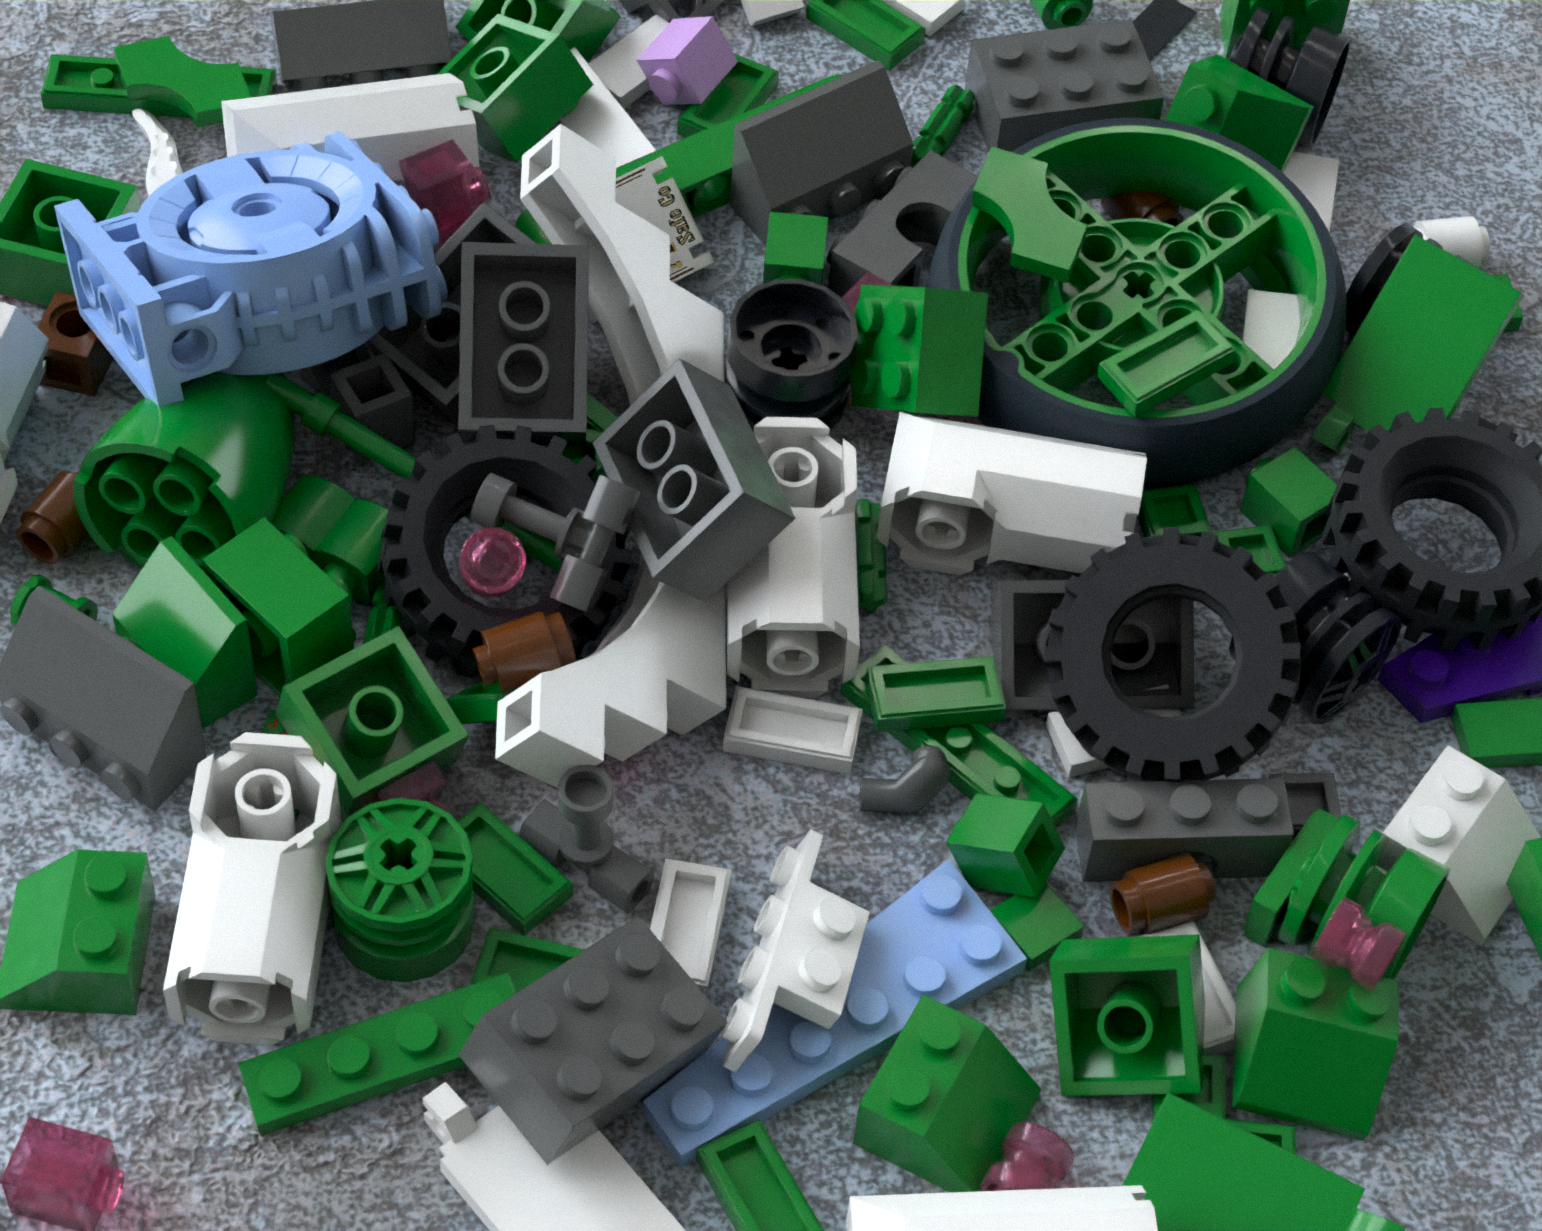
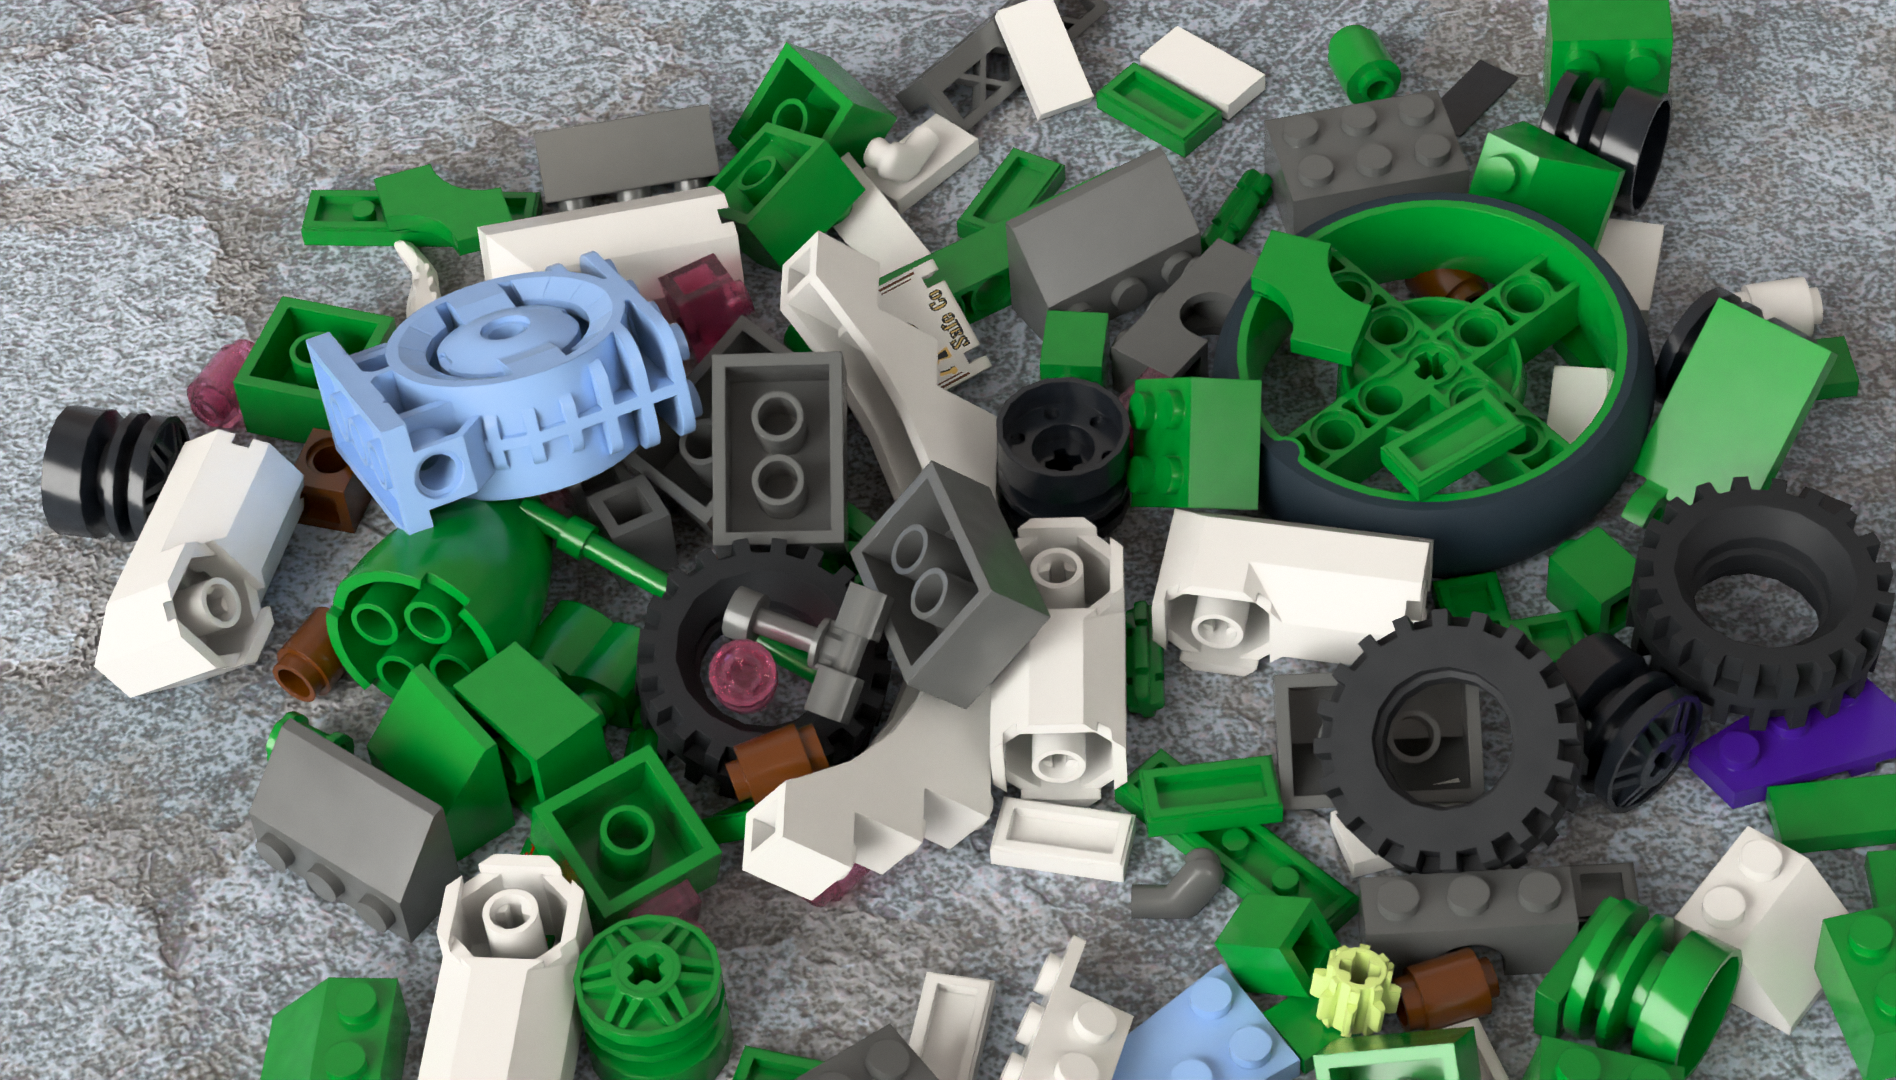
camera: 10 degrees right, 5 degrees down
(511, 873) = (768, 990): green tile -> none
(581, 836) = (831, 949): dark grey bar -> none
(621, 57) = (901, 160): none -> white arm
(687, 61) = (965, 159): lavender brick -> none
(1082, 893) = (1355, 990): none -> yellowish green gear
(1357, 945) = (1631, 1028): clear pink wheel -> none

